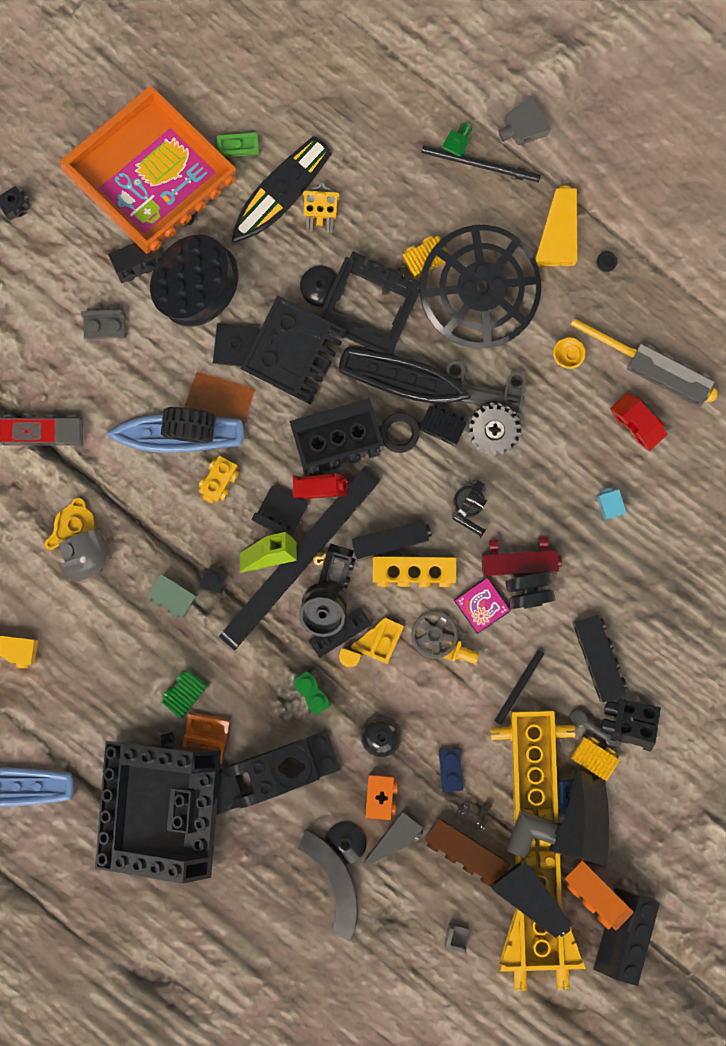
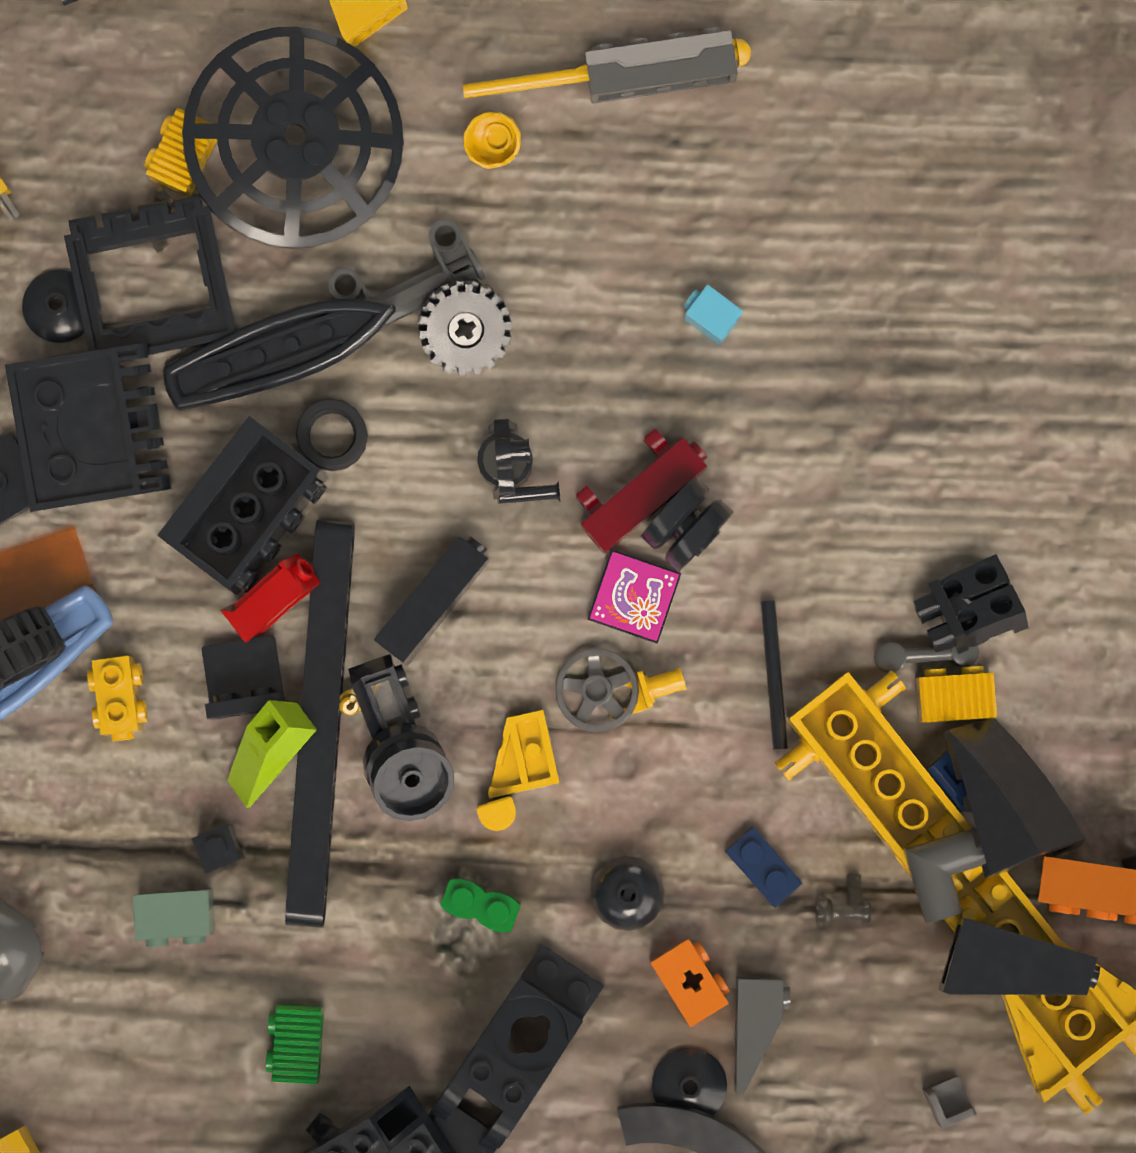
camera: 35 degrees left, 0 degrees up
(206, 732) = (370, 1075): orange slope -> none
(353, 624) = (468, 763): black plate -> none
(443, 425) = (386, 377): black brick -> none
(446, 565) = (538, 577): yellow brick -> none
(466, 851) = (871, 967): reddish brown brick -> none
(599, 658) = (858, 548): black brick -> none
(636, 417) = (664, 163): red brick -> none

